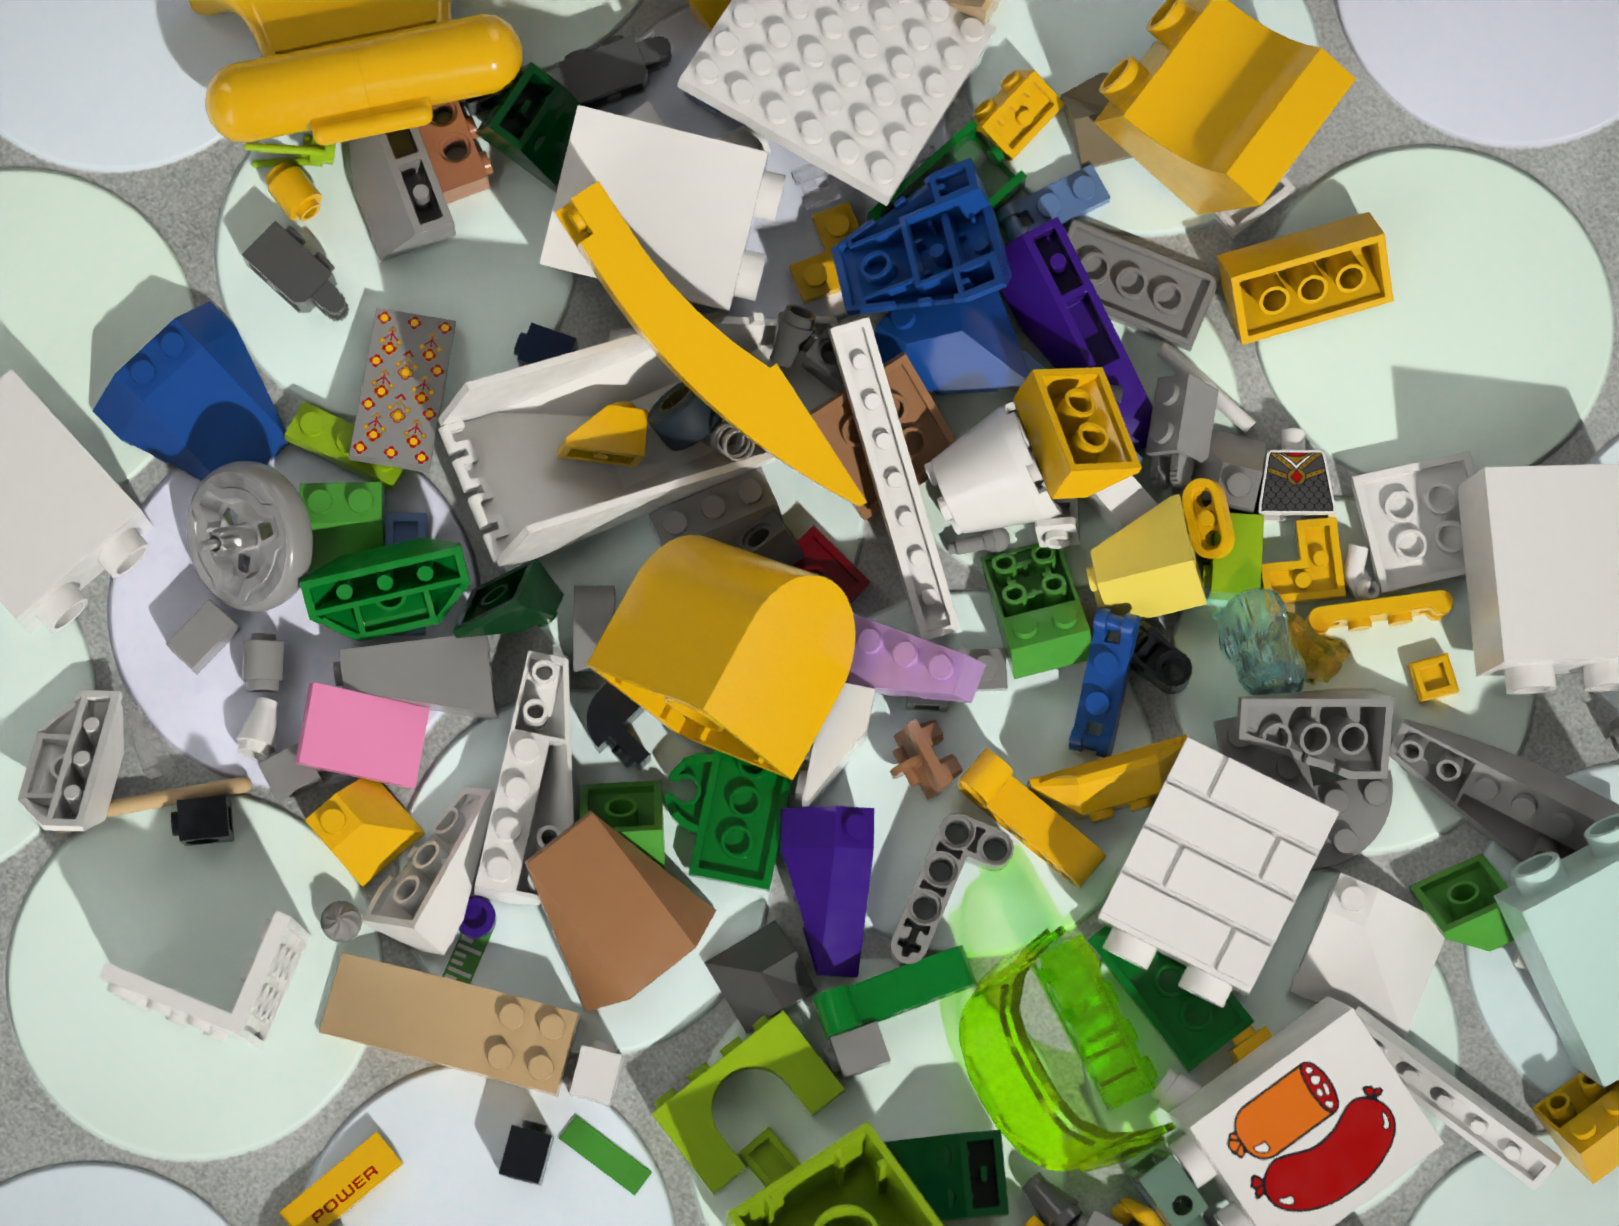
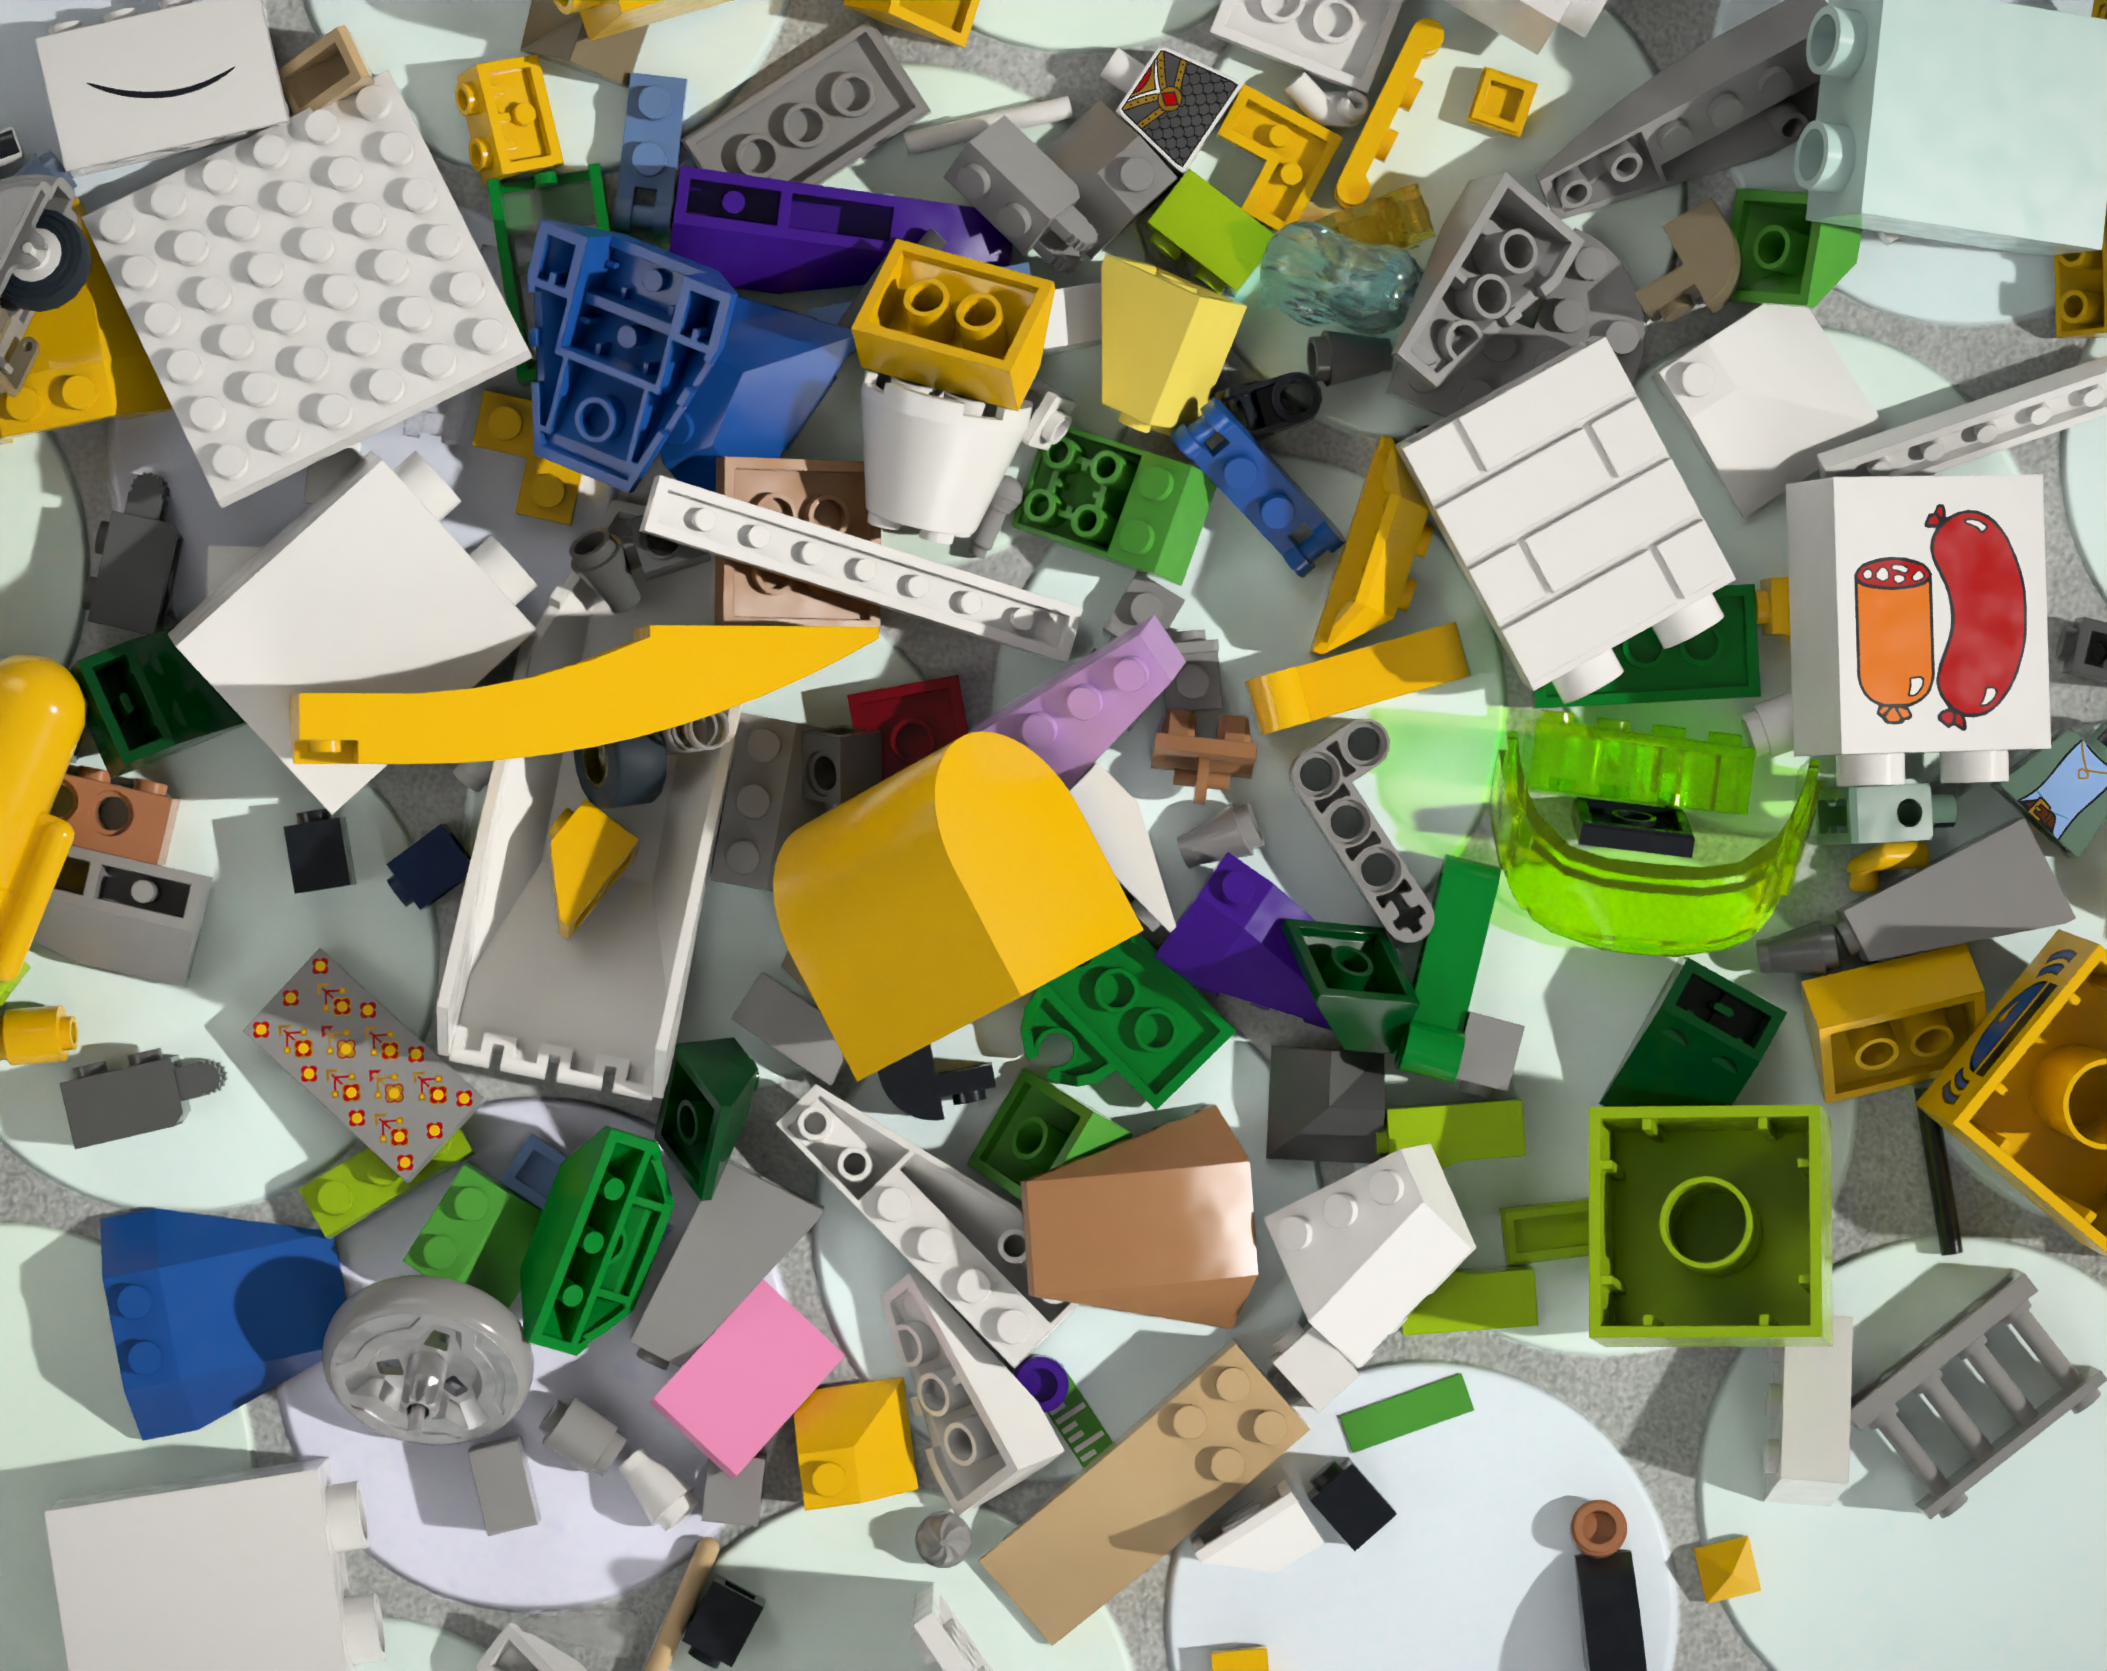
camera: 55 degrees left, 10 degrees up
(471, 1111) = (1261, 1534): none -> white slope
(511, 283) = (319, 852): none -> black brick
(692, 1055) = (1372, 1248): none -> white wedge
(846, 936) = (1354, 982): none -> dark green slope
(889, 807) = (1229, 831): none -> light grey cone
(967, 721) = (1198, 681): none -> light grey bracket
(1056, 1043) = (1632, 827): none -> black tile
(1207, 520) = (1152, 242): yellow plate -> none
(1217, 685) = (1347, 356): none -> dark grey cone
(1421, 864) = (1709, 267): none -> dark tan brick

